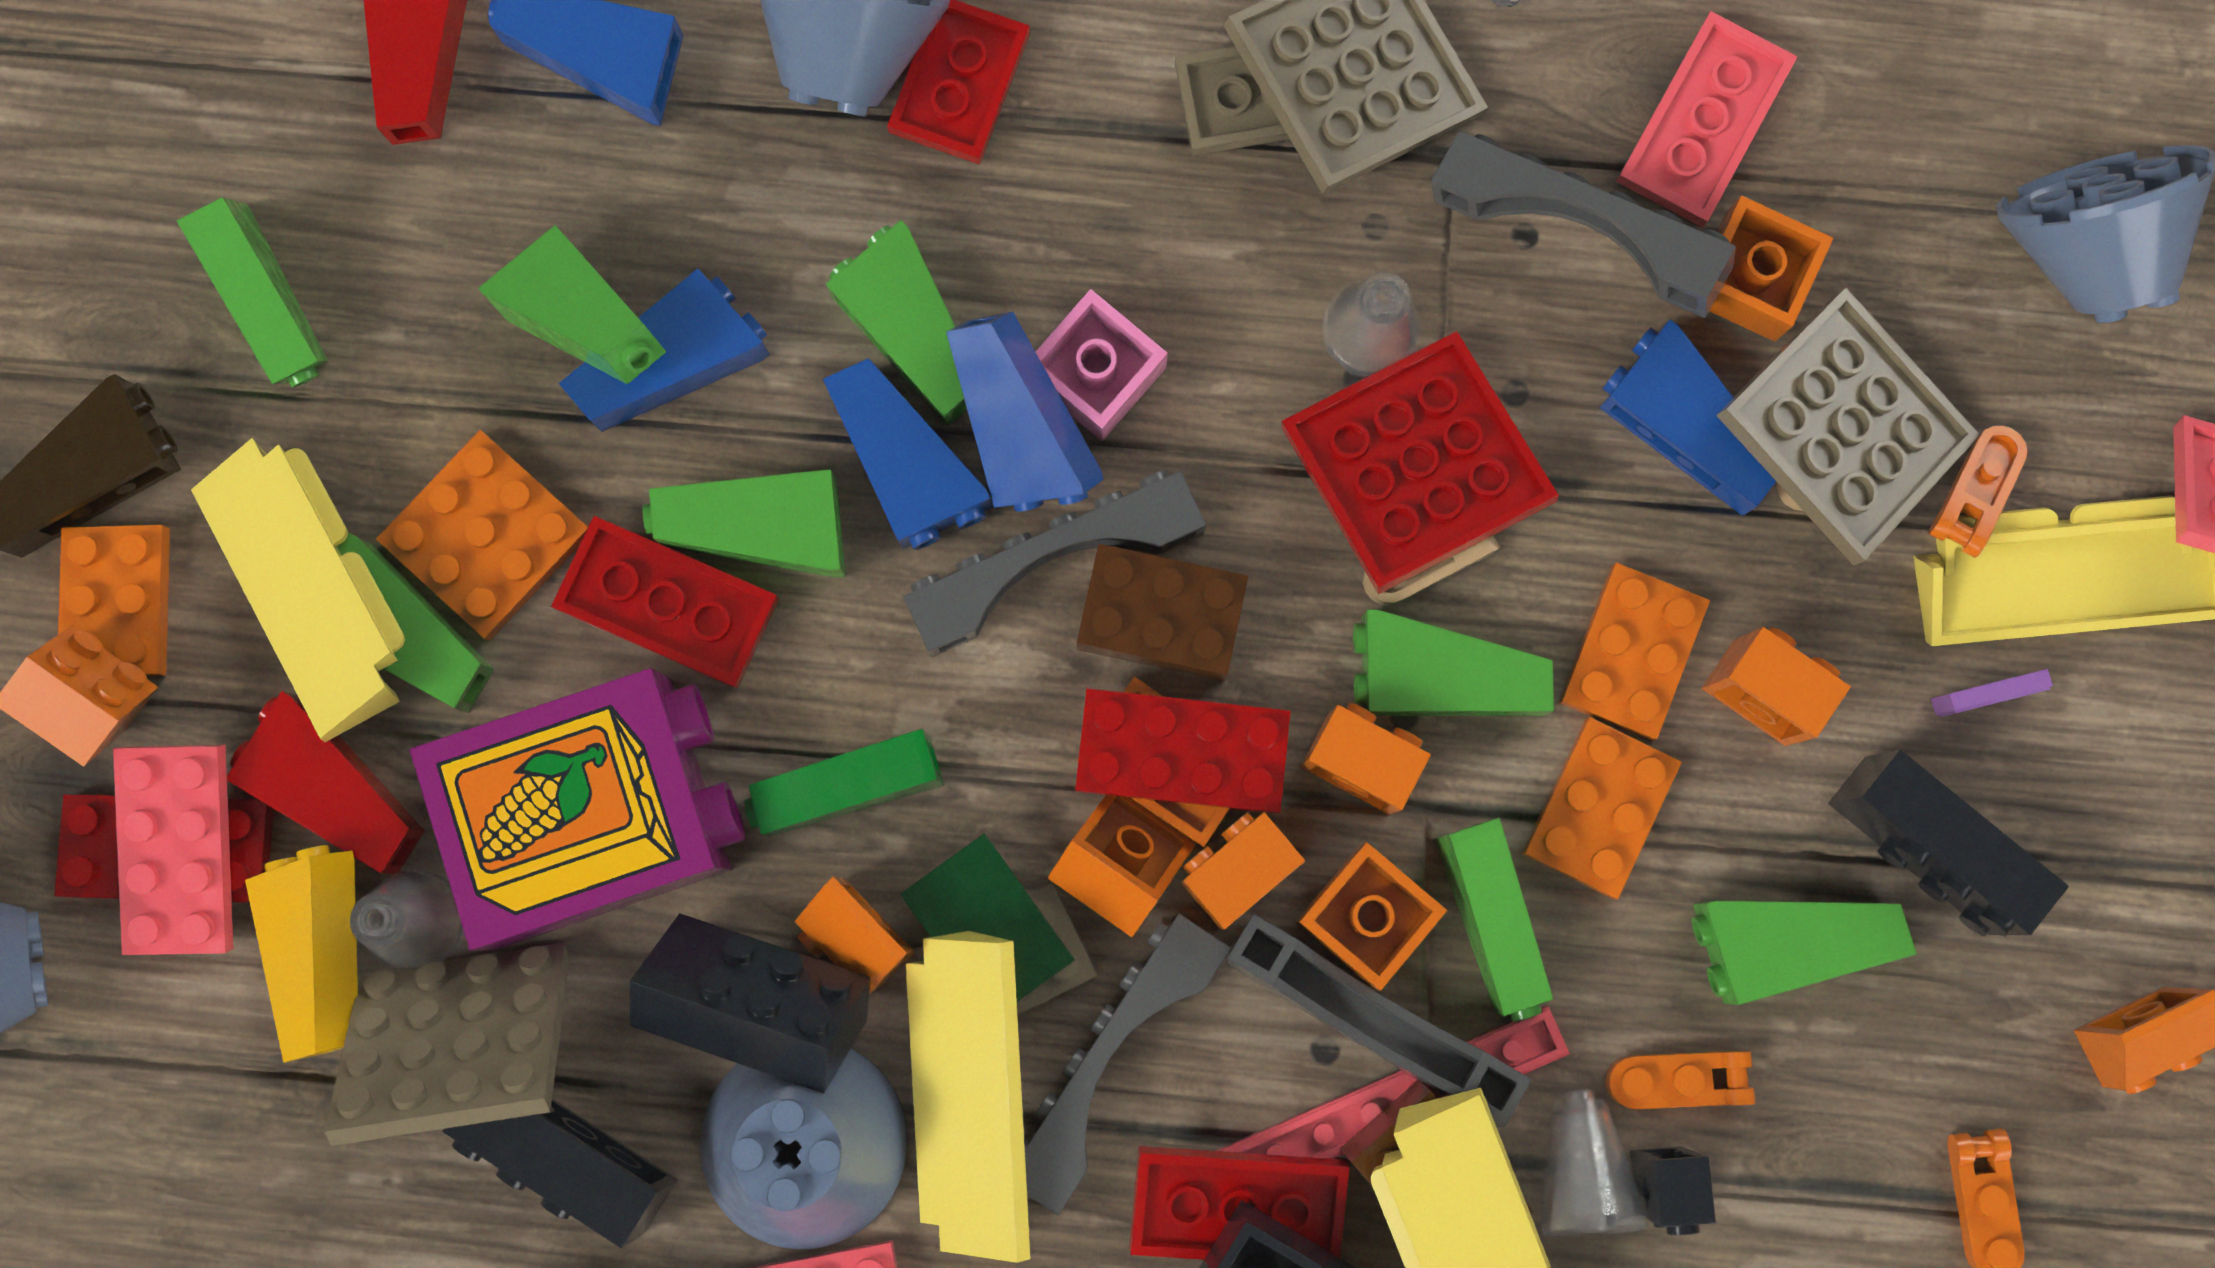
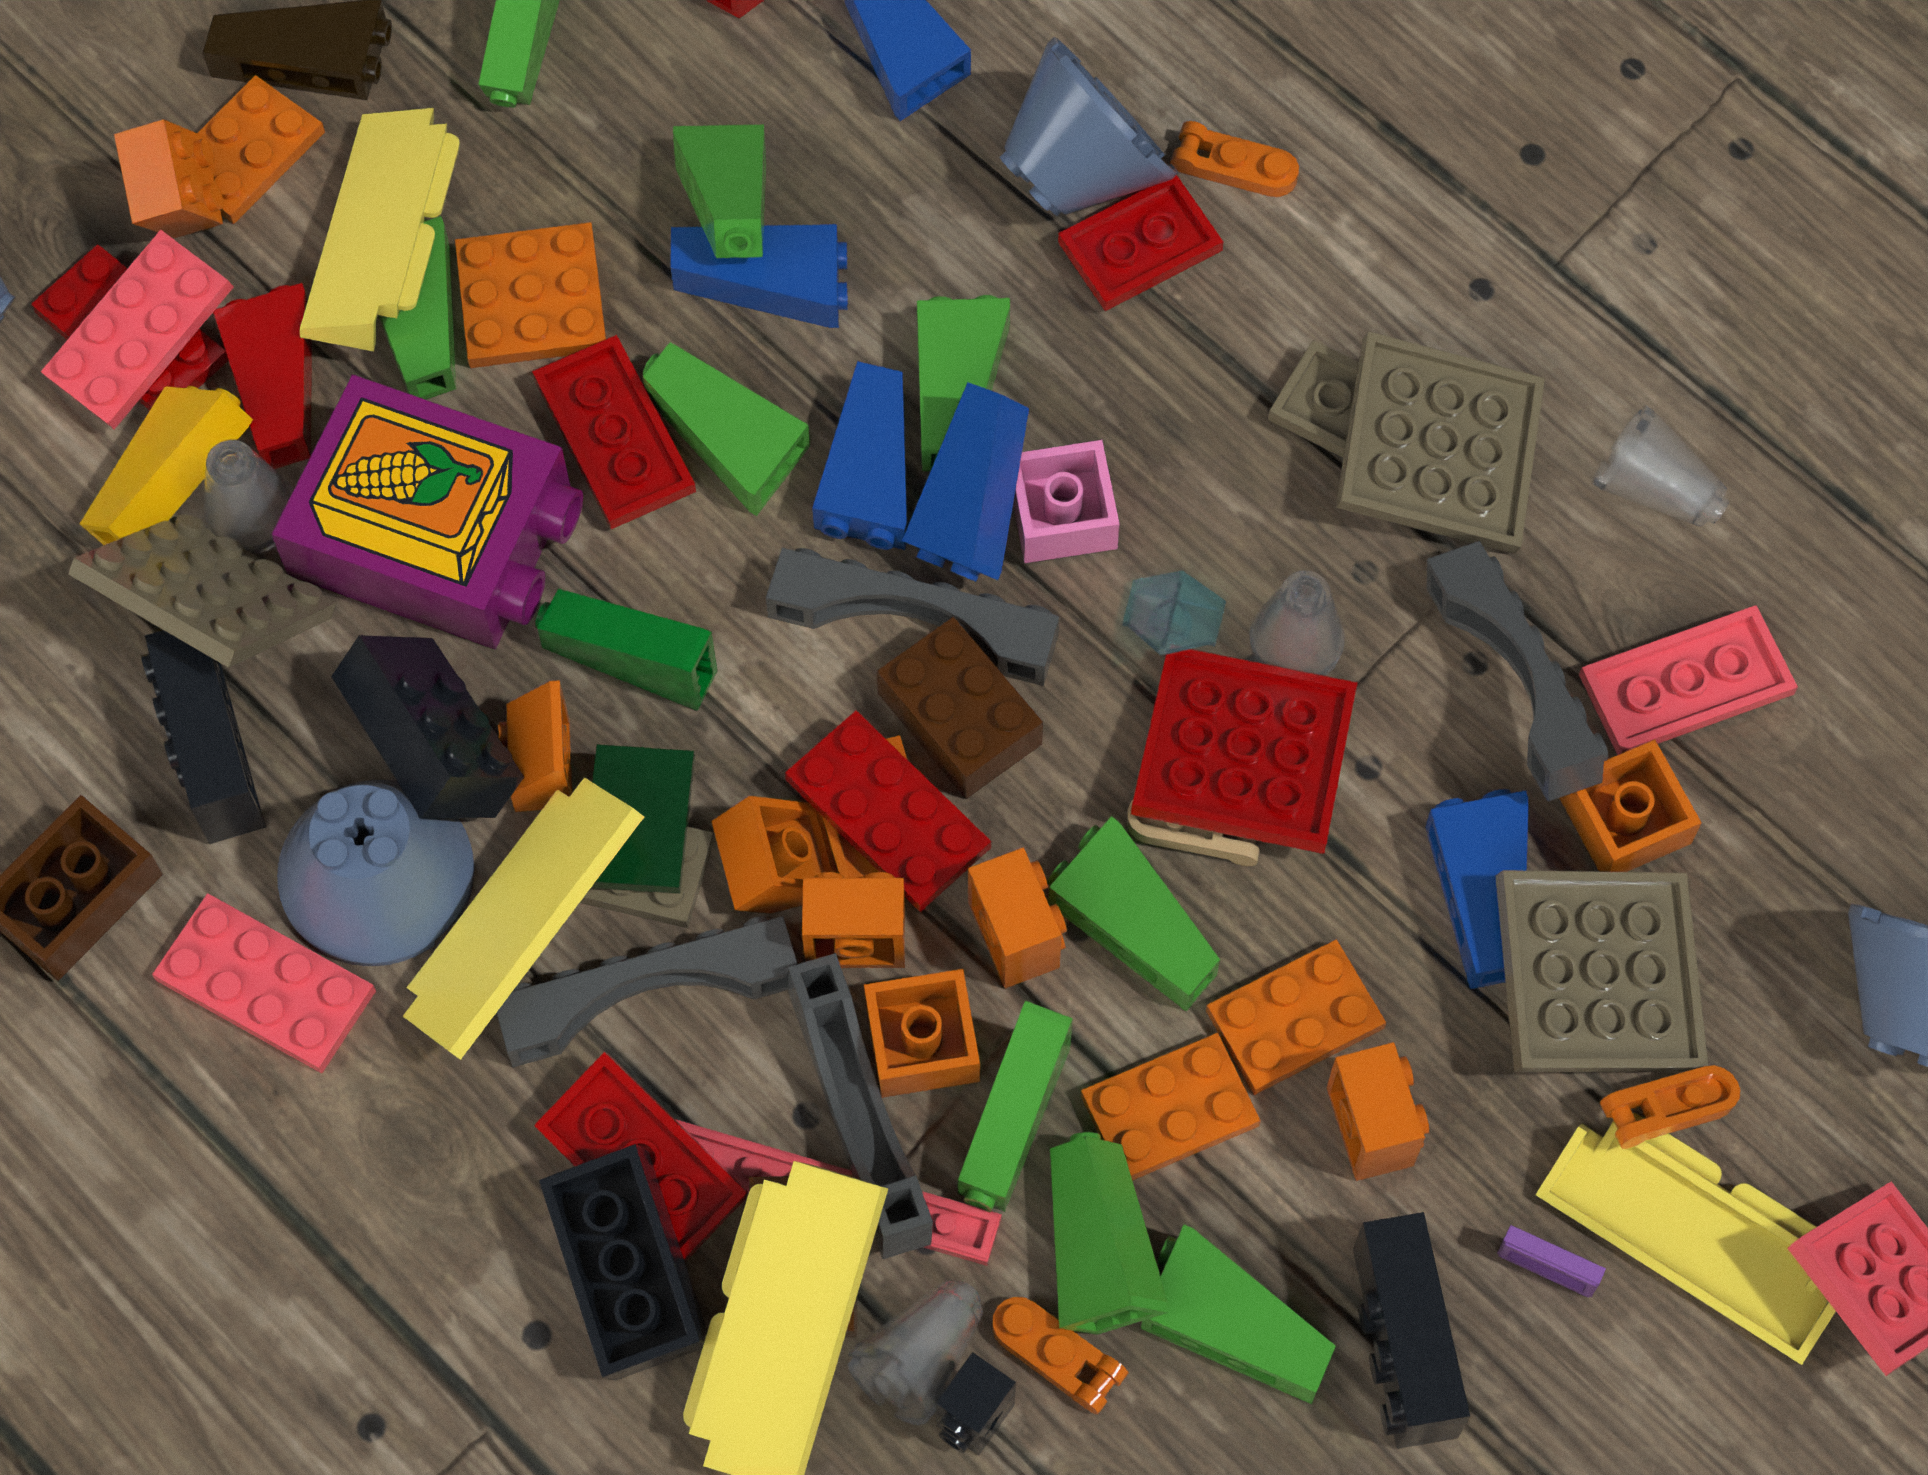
camera: 40 degrees right, 15 degrees down
(1261, 392) = (1174, 612): none -> clear light blue slope
(1653, 969) = (1100, 1239): none -> bright green slope

